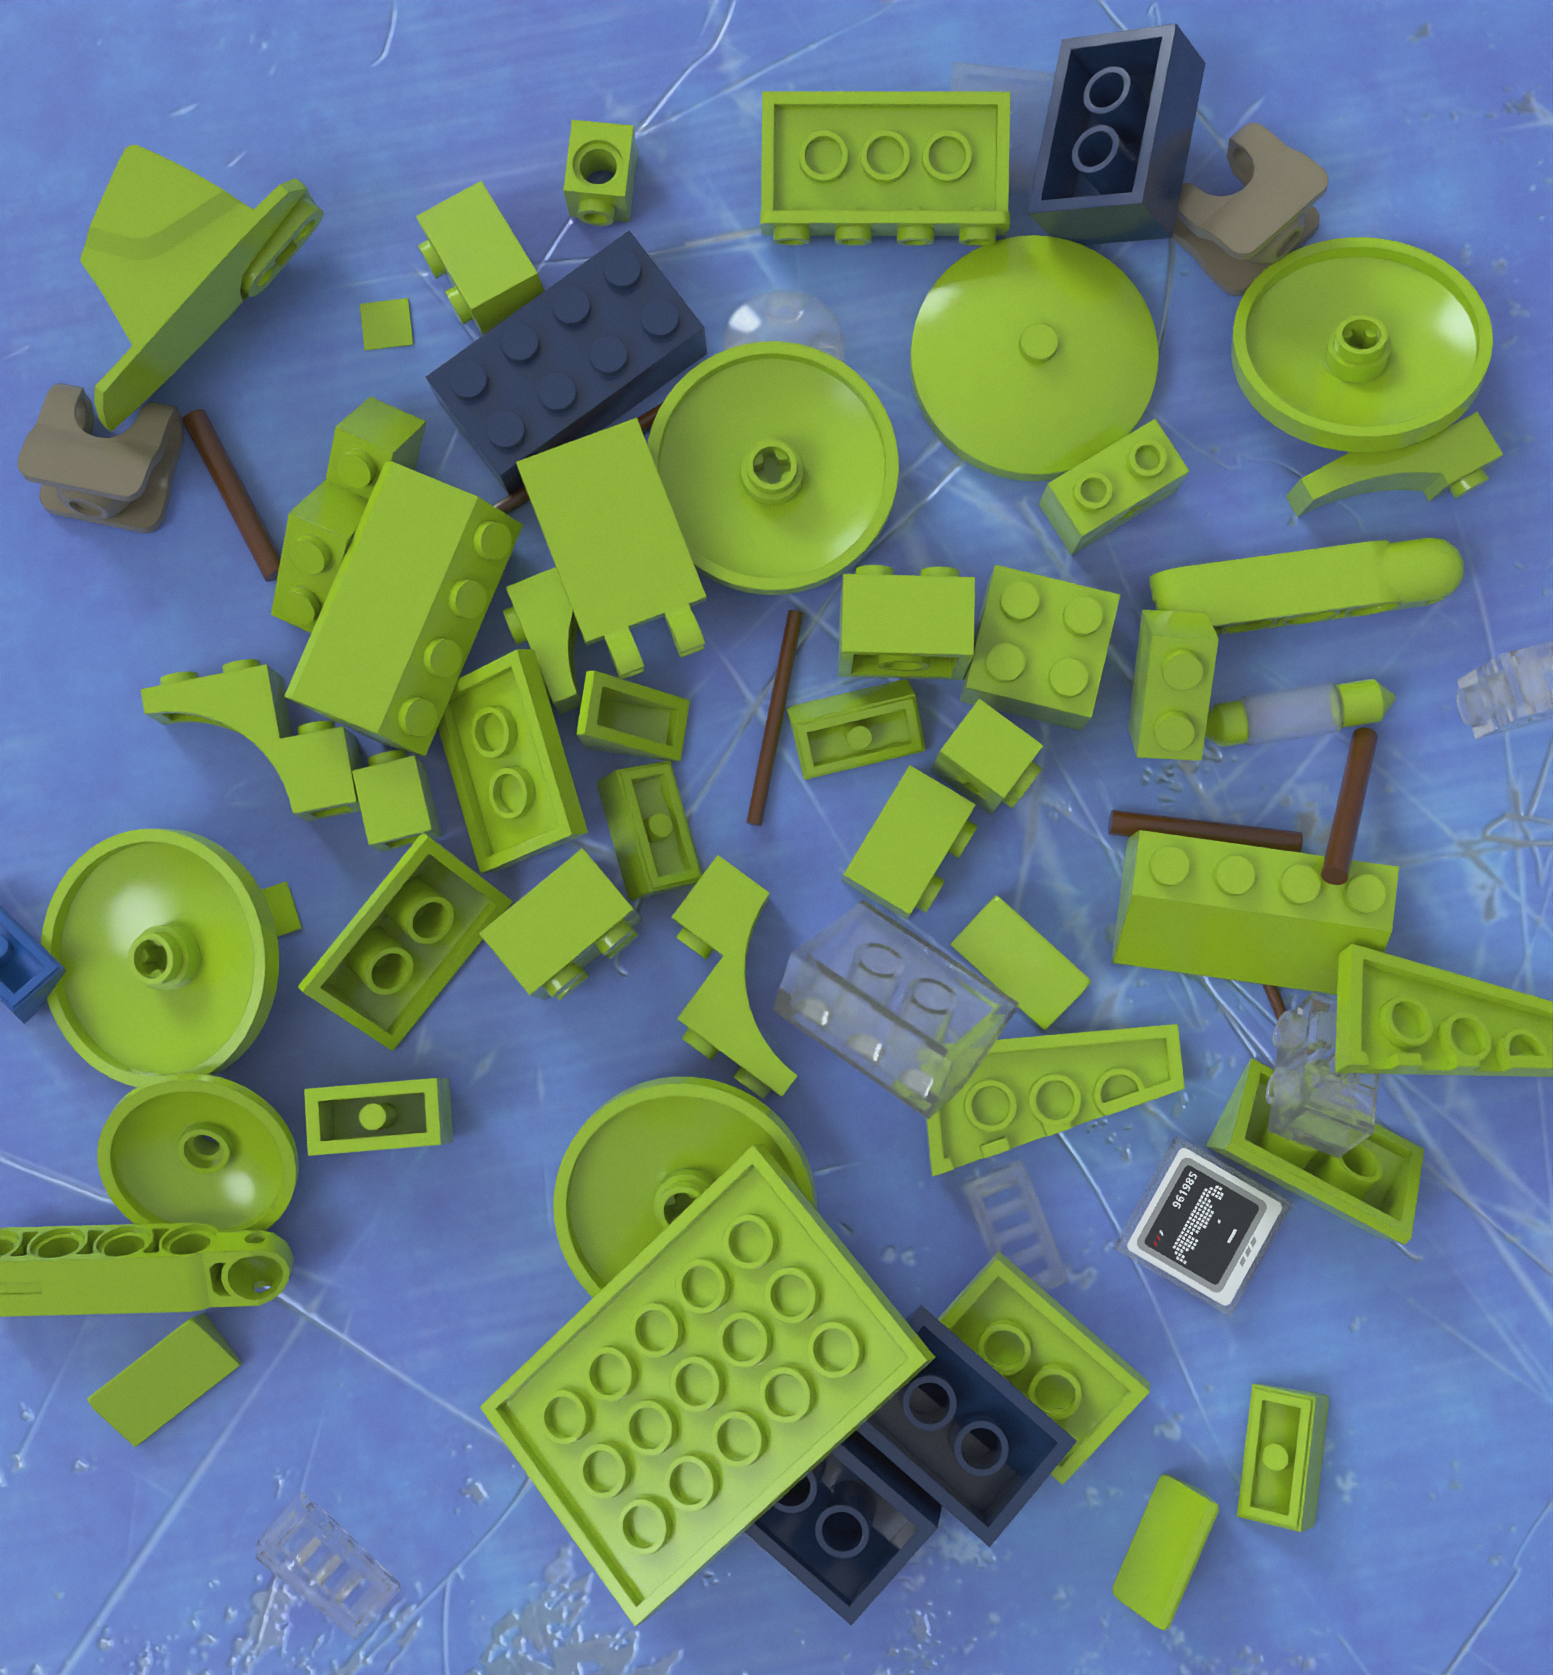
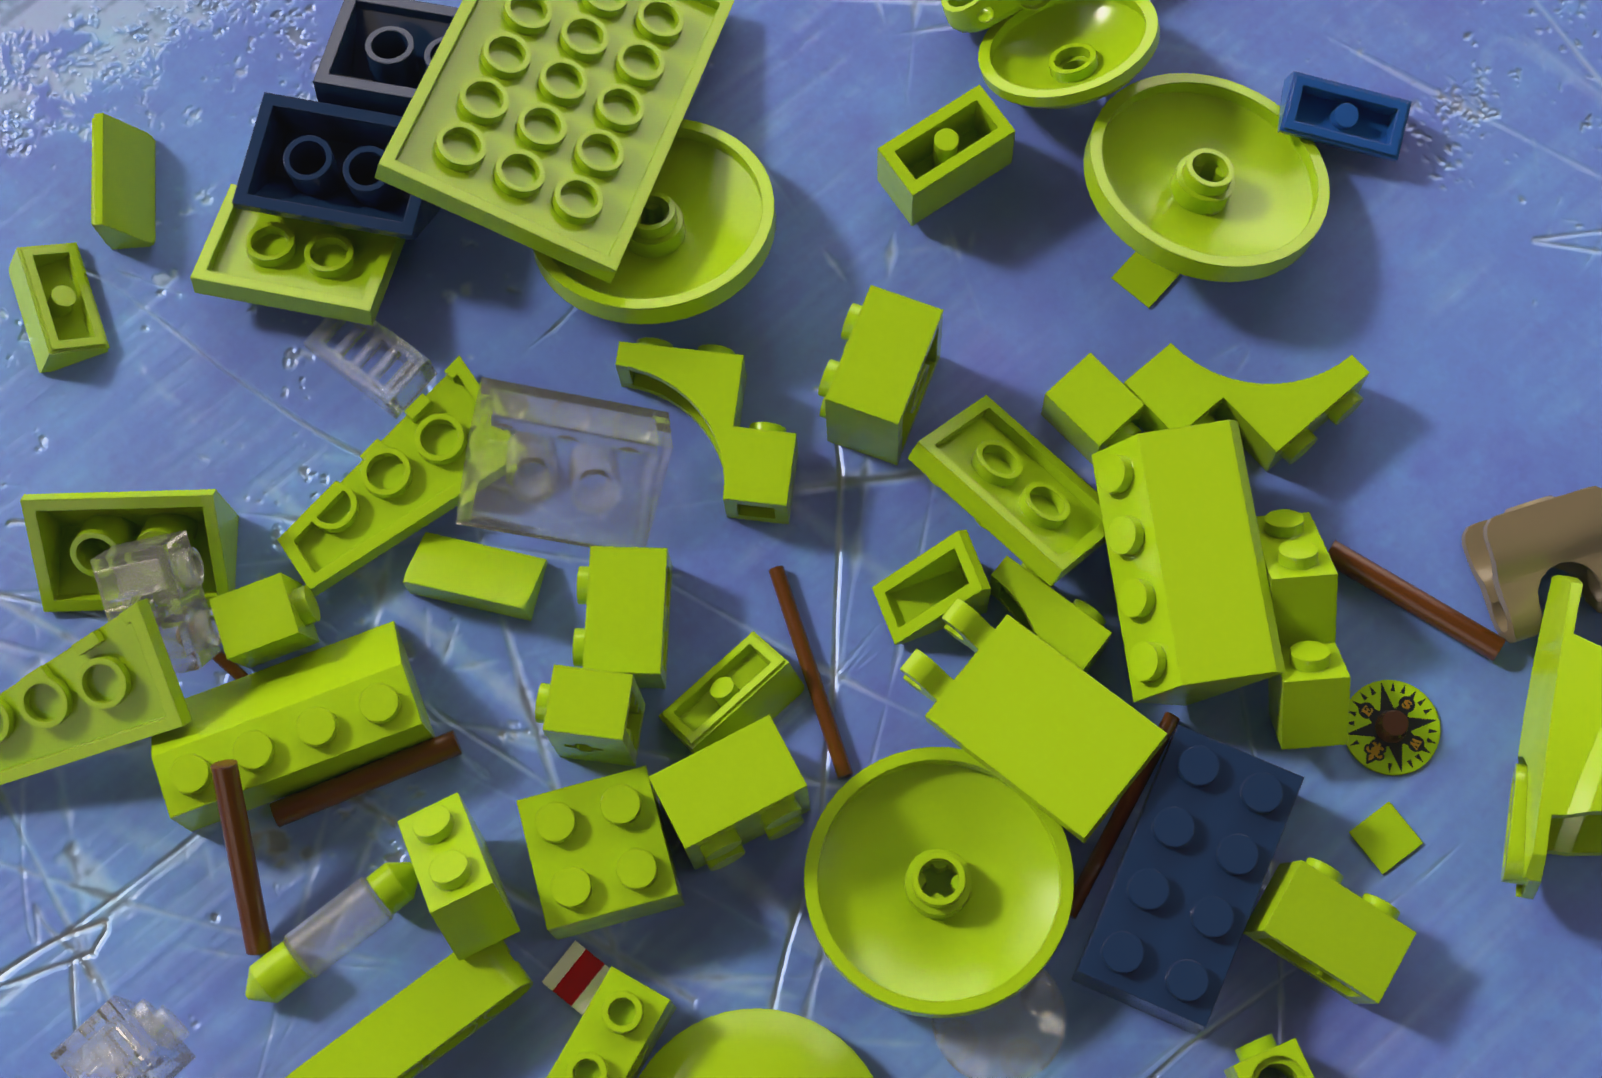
camera: 155 degrees right, 10 degrees down
(316, 402) = (1392, 727): none -> piece
(405, 942) = (1010, 305): lime slope -> none
(649, 829) = (863, 513): lime slope -> none
(1107, 568) = (576, 977): none -> sticker
(1202, 1225) = (212, 440): tile -> none
(1229, 1016) = (266, 620): none -> lime brick

